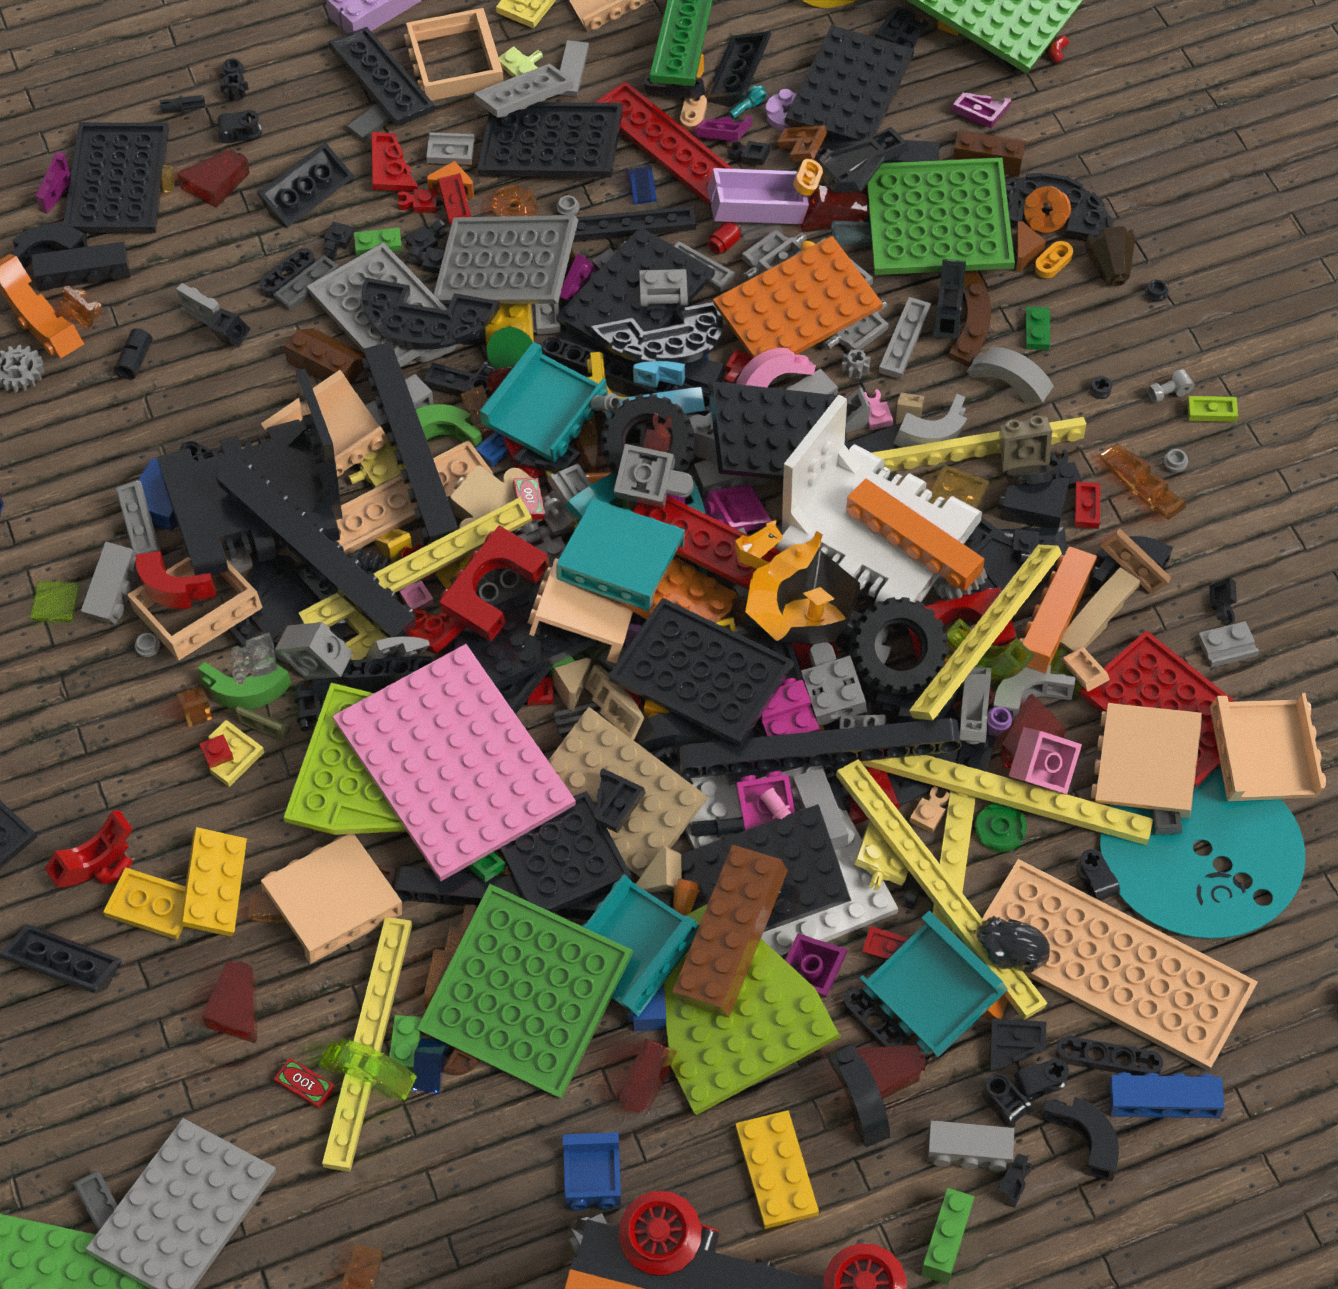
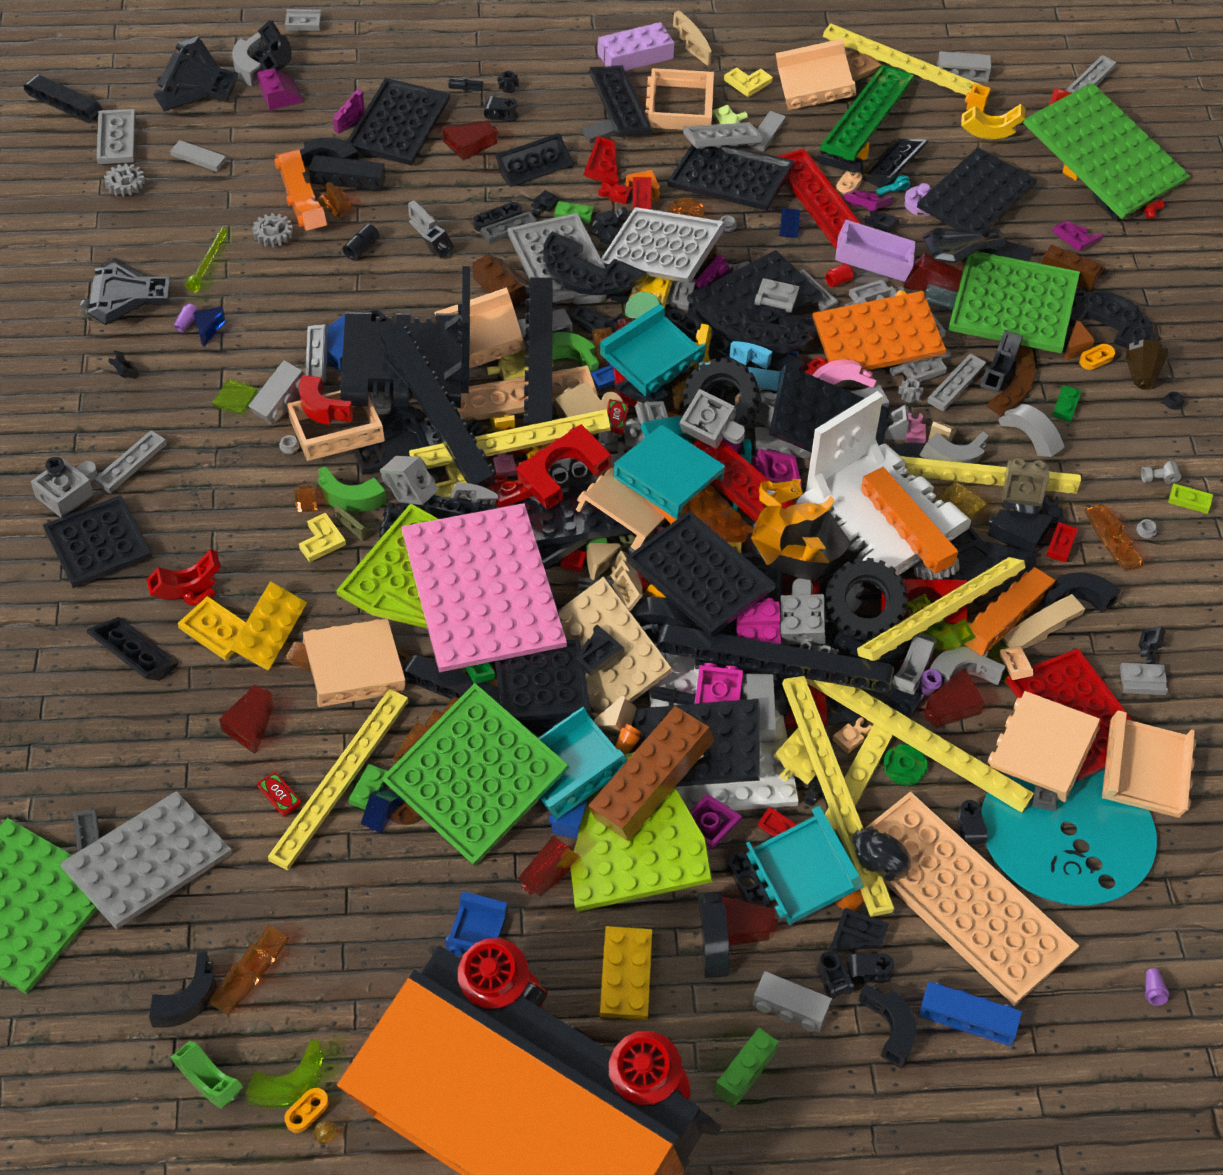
camera: 15 degrees right, 5 degrees down
(168, 178) = (434, 130): clear yellow tile -> none
(216, 751) = (308, 532): red plate -> none
(232, 66) = (514, 67): black plate -> none
(260, 658) = (362, 473): clear plate -> none
(370, 1066) = (333, 795): clear neon green arch -> none
(450, 147) = (653, 160): light grey plate -> none
(606, 402) = (697, 360): light grey pin -> none
(628, 223) = (764, 246): black plate -> none
(657, 438) = (729, 394): clear red plate -> none
(775, 804) = (724, 689): bright pink pin -> none
(803, 141) = (925, 223): dark orange plate -> none
(807, 177) = (918, 245): light orange plate -> none
(897, 24) = (1031, 160): black plate -> none
(1013, 1183) = (816, 1043): black plate -> none
(1045, 760) = (957, 720): bright pink brick -> none
(1054, 198) = (1110, 326): orange plate -> none
(1101, 393) = (1103, 464): black bush -> none
(1109, 1053) = (935, 964): black beam -> none
(1135, 561) = (1085, 592): medium nougat plate -> none

